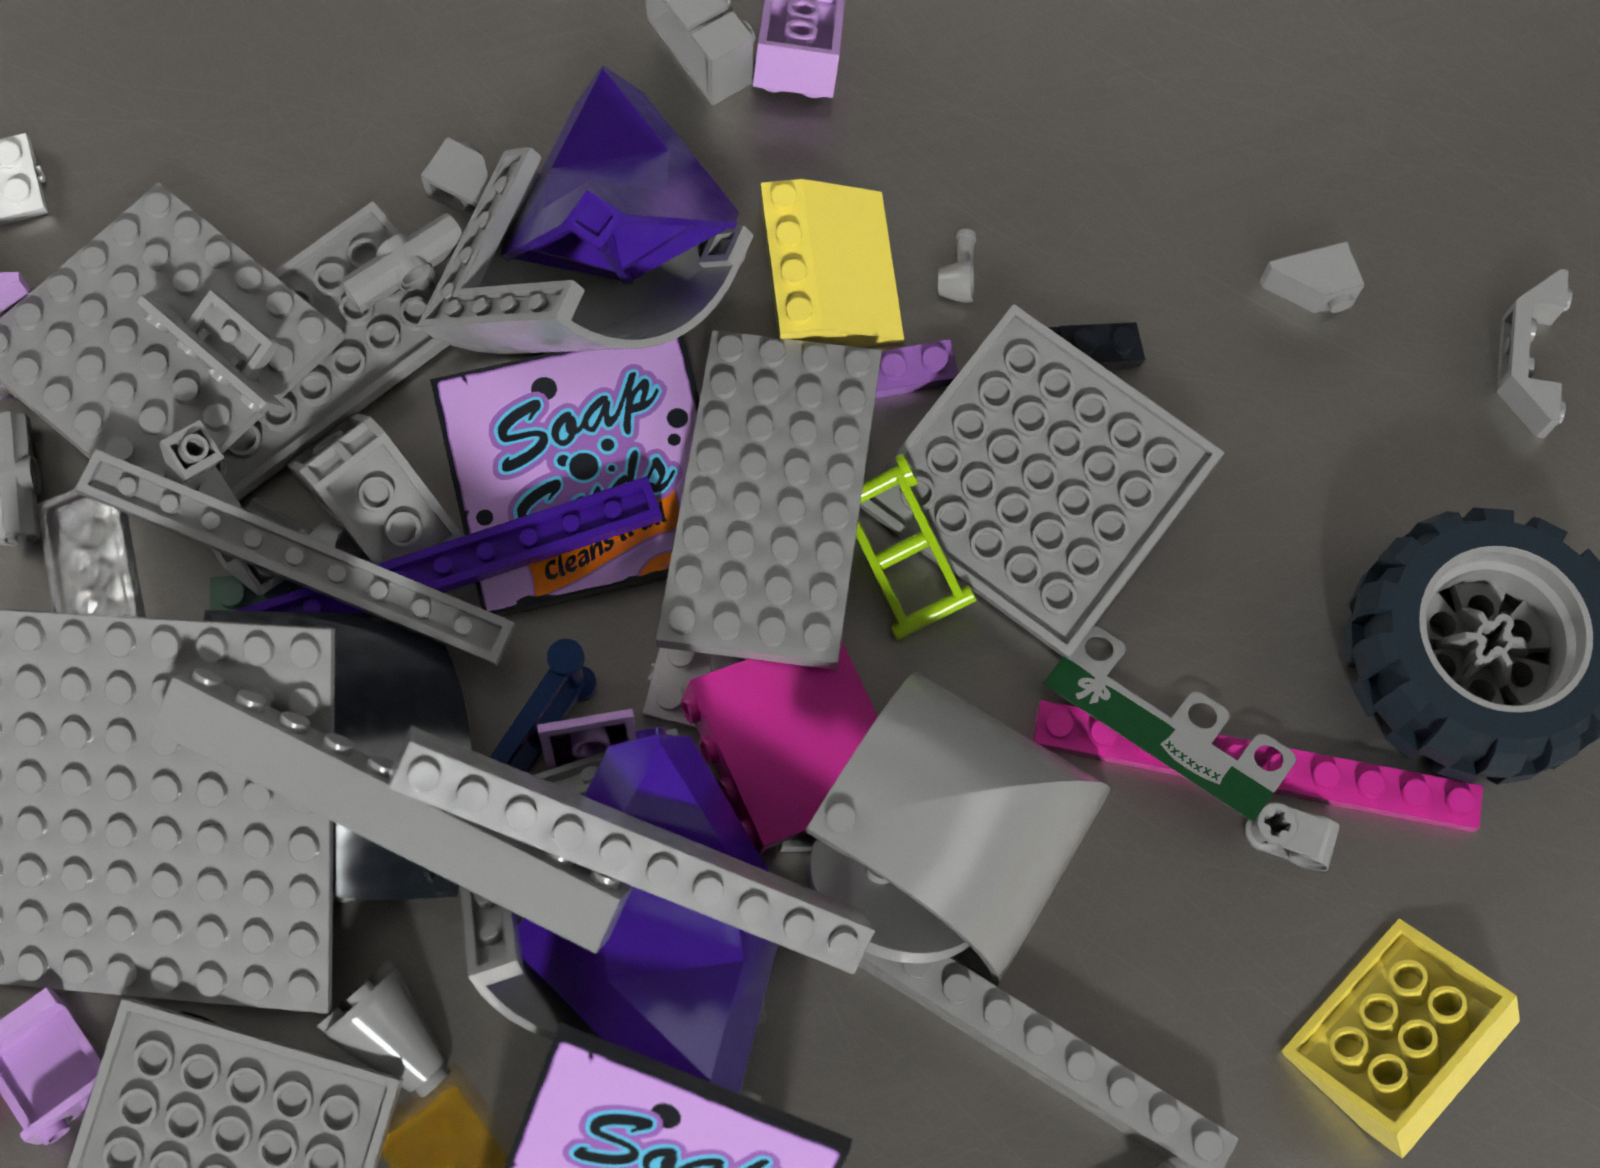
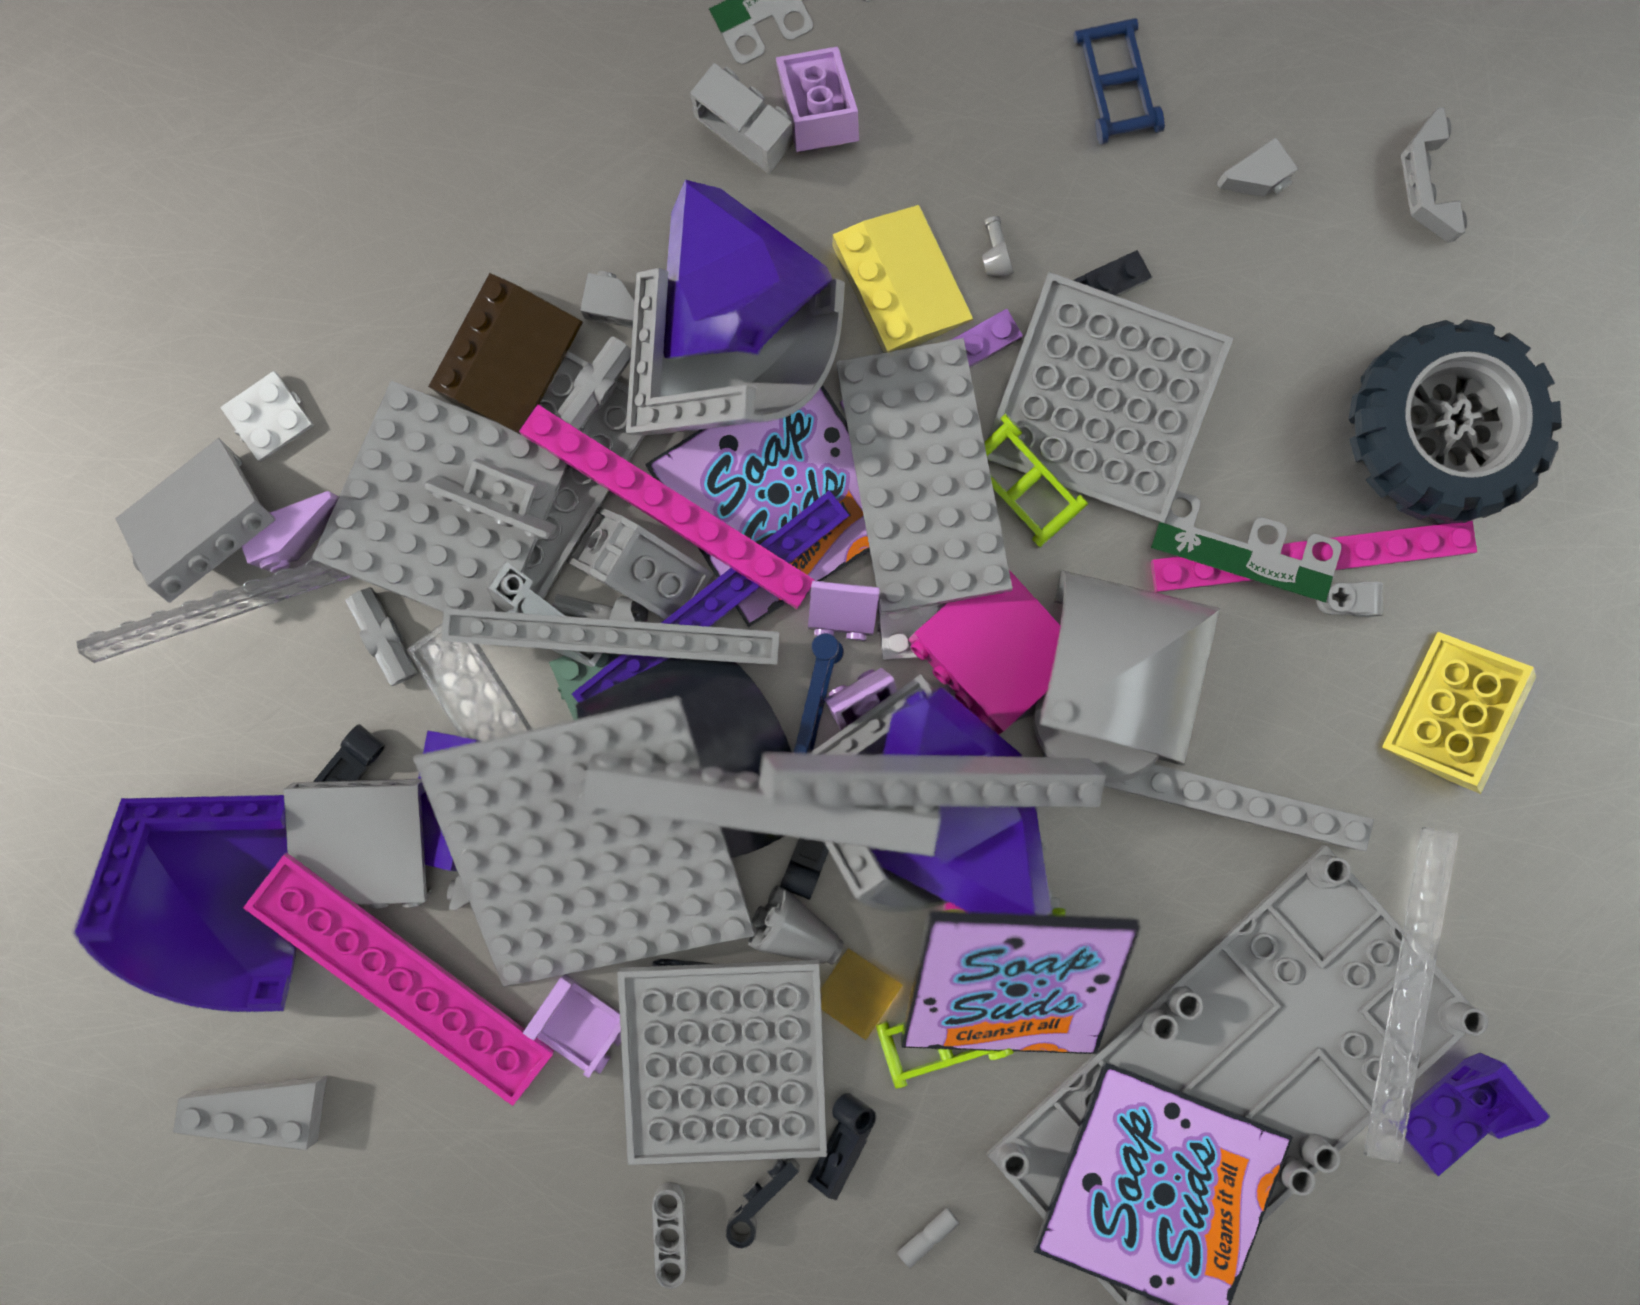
camera: 15 degrees left, 15 degrees up
(309, 196) = (505, 353): none -> dark brown slope
(436, 432) = (667, 506): none -> dark pink plate
(436, 952) = (805, 867): none -> black plate
(610, 621) = (843, 609): none -> lavender slope
(1138, 173) = (1104, 127): none -> dark blue piece

